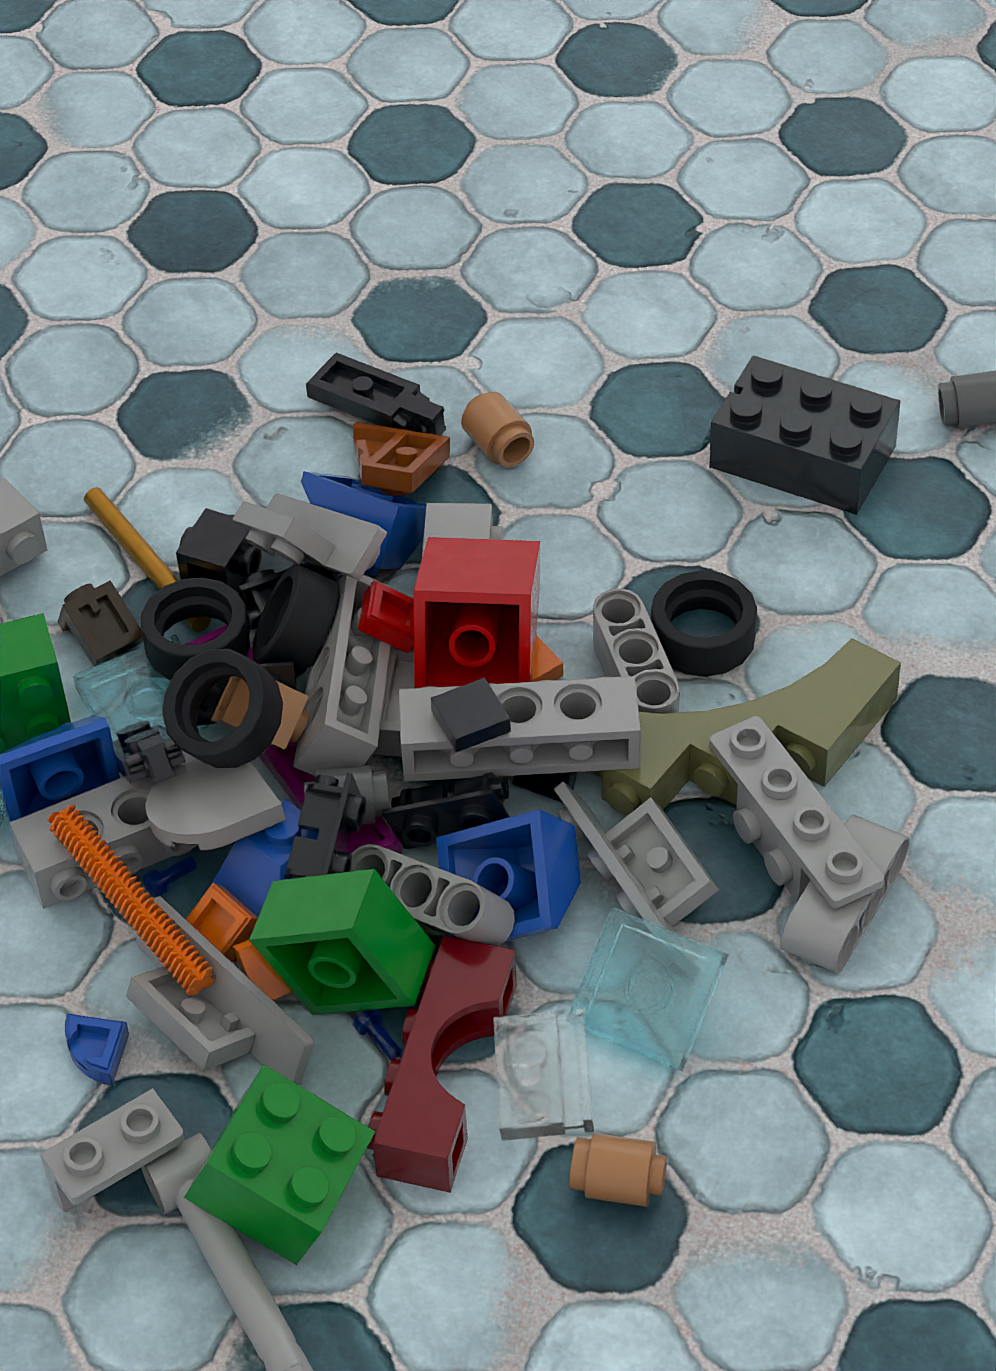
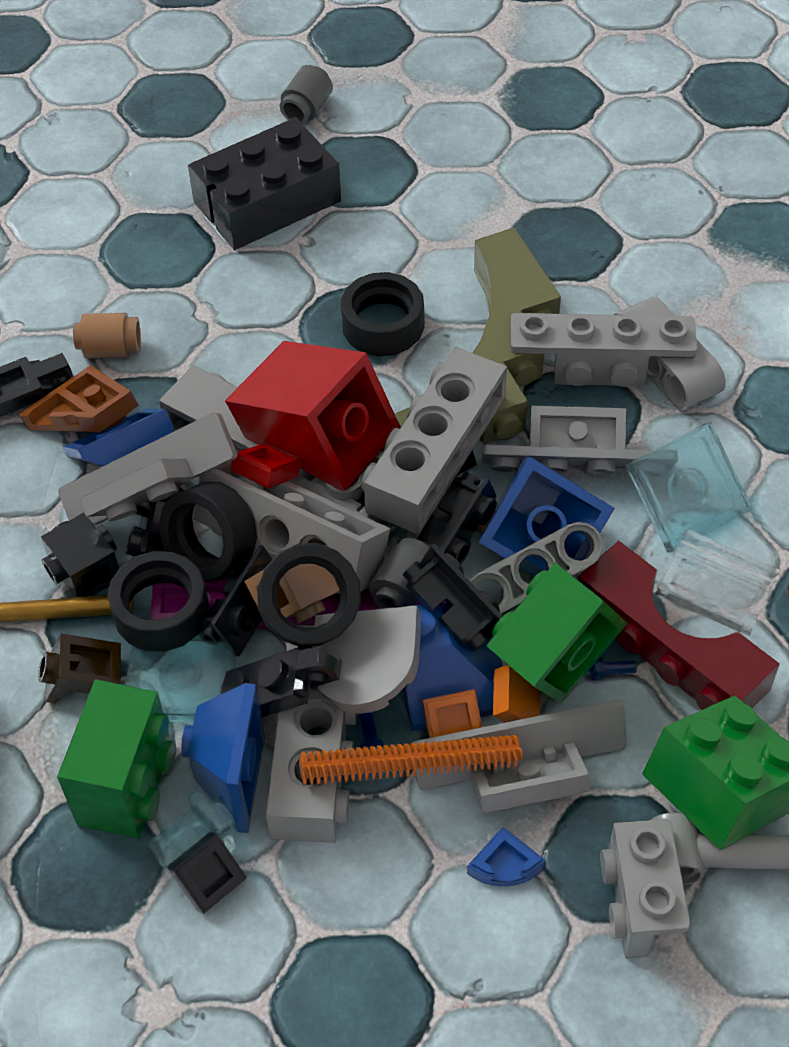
camera: 60 degrees left, 5 degrees up
(470, 714) = (429, 448): black tile -> none
(630, 647) = (400, 361): light grey beam -> none

